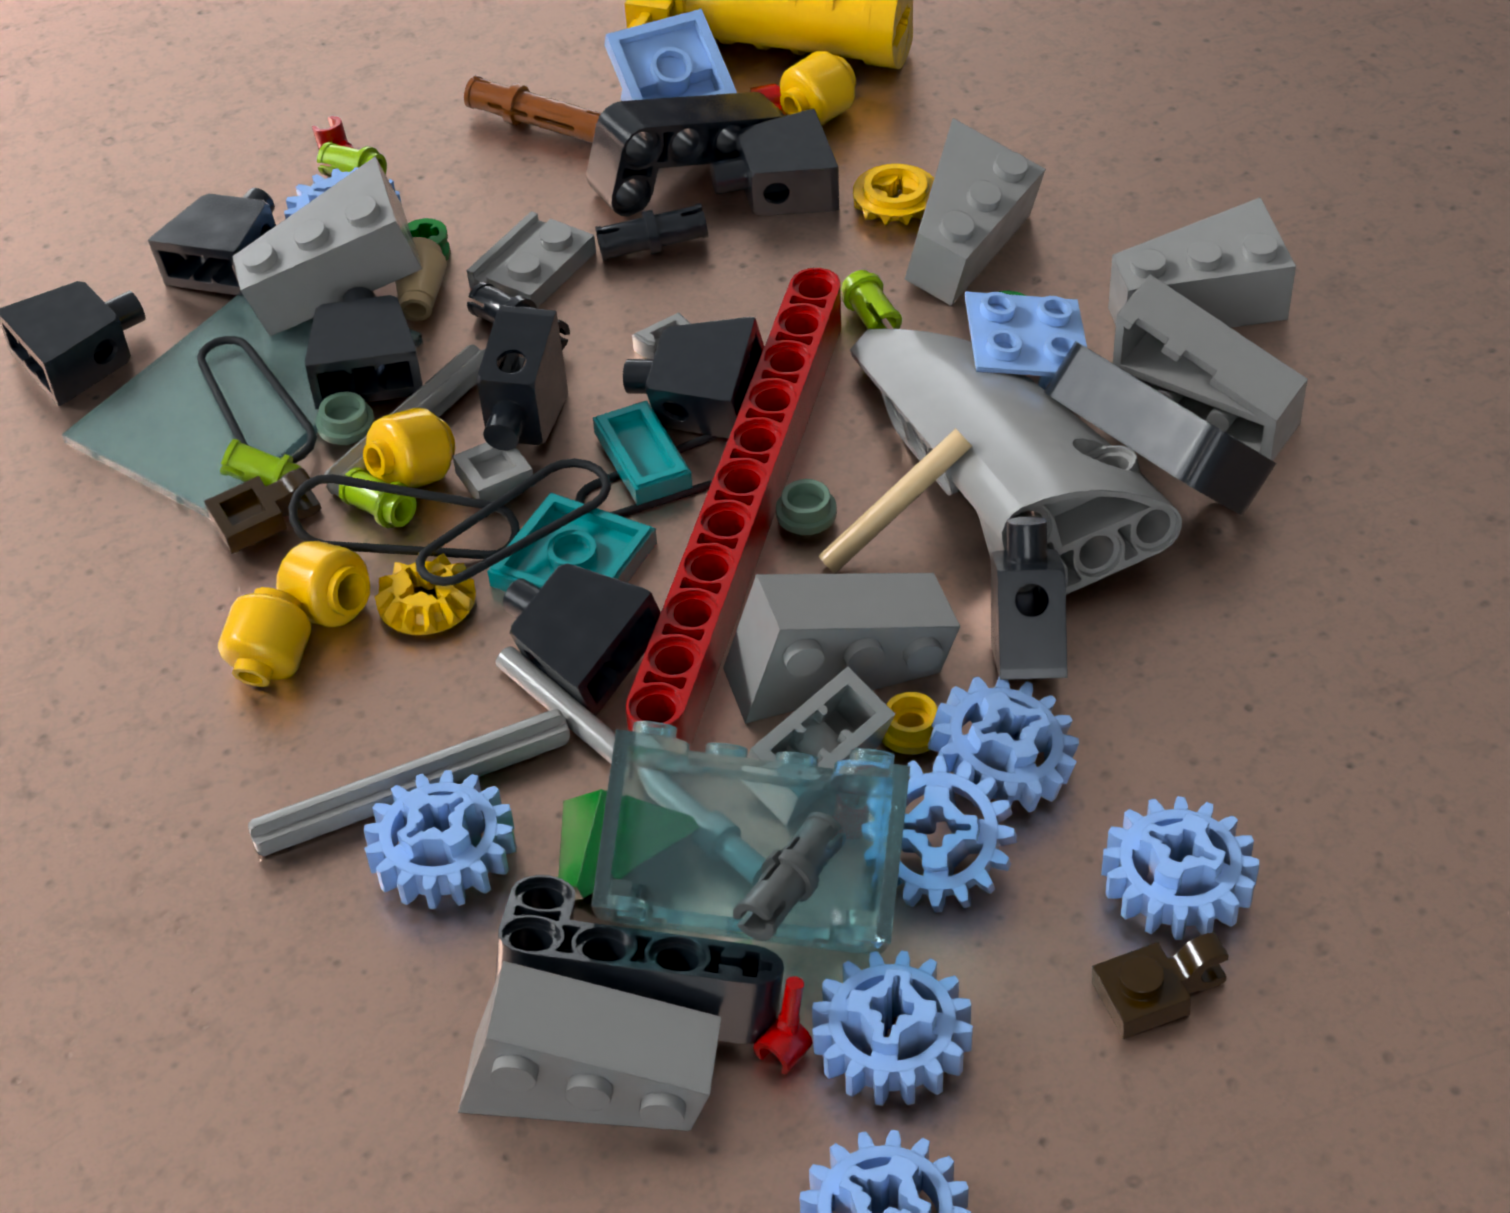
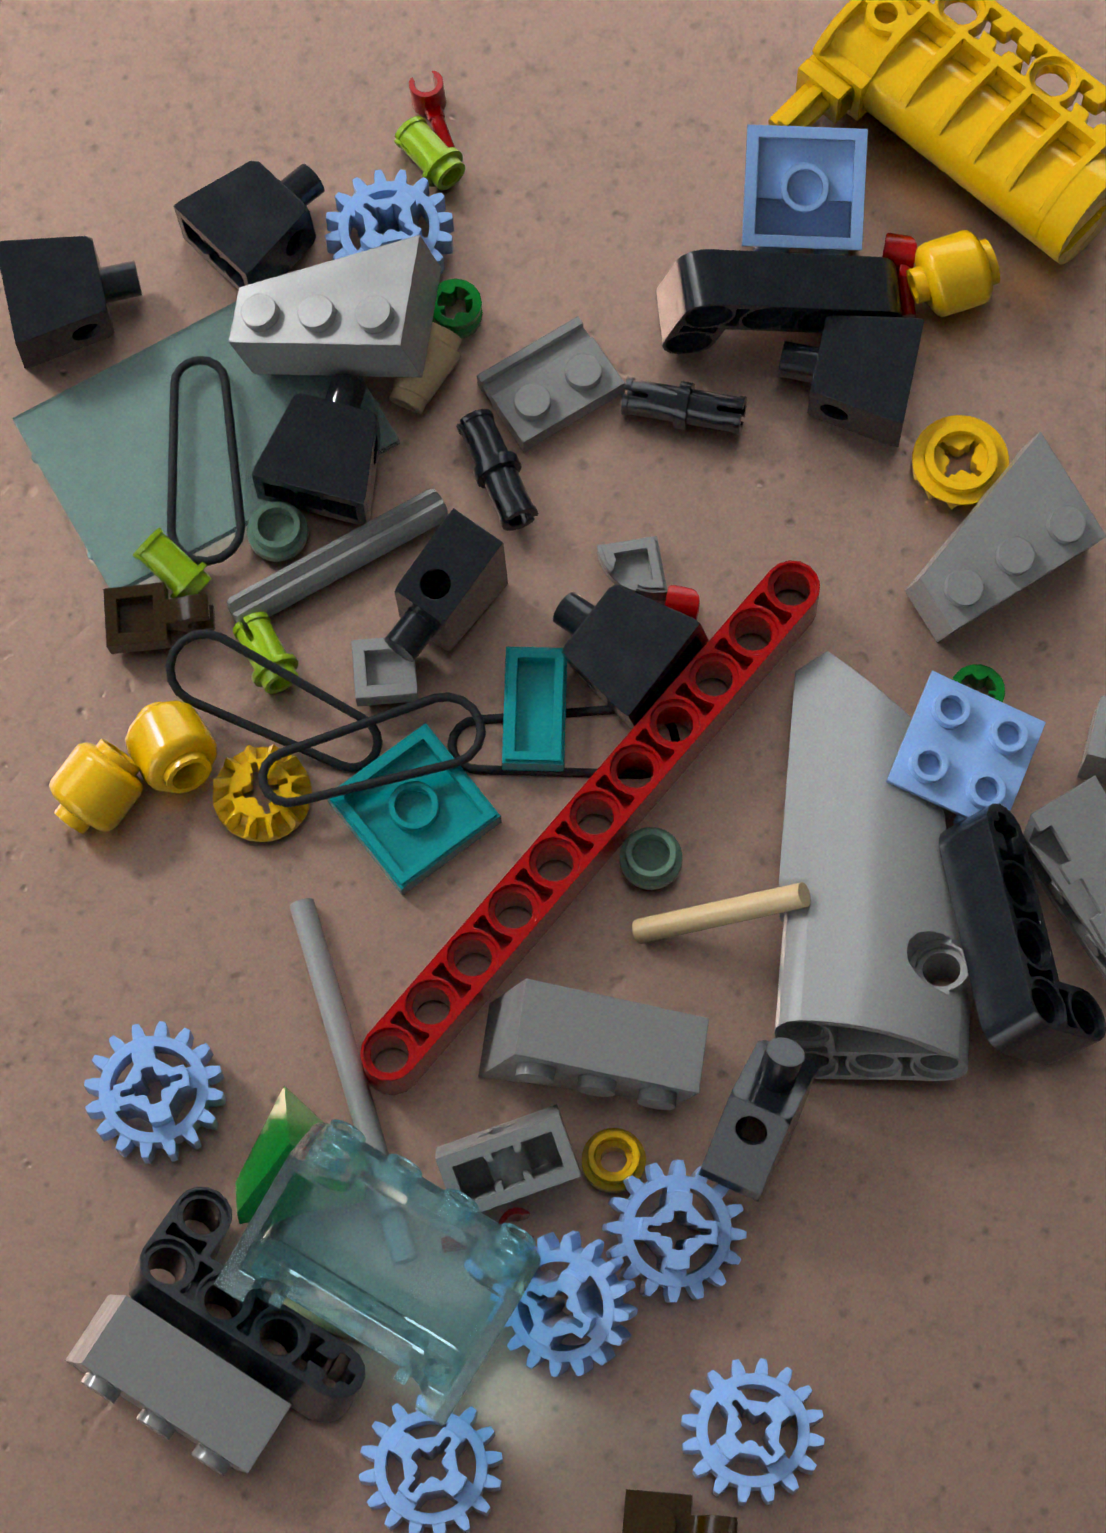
camera: 25 degrees right, 25 degrees up
(355, 800) = (147, 1008): light grey axle -> none
(409, 448) = (313, 616): yellow head -> none
(520, 106) = (637, 140): dark orange pin -> none
(582, 630) = (366, 925): black torso -> none
(786, 1036) = (344, 1431): red hand -> none
(789, 876) = (402, 1309): dark grey pin -> none
(865, 295) = (849, 615): lime pin -> none

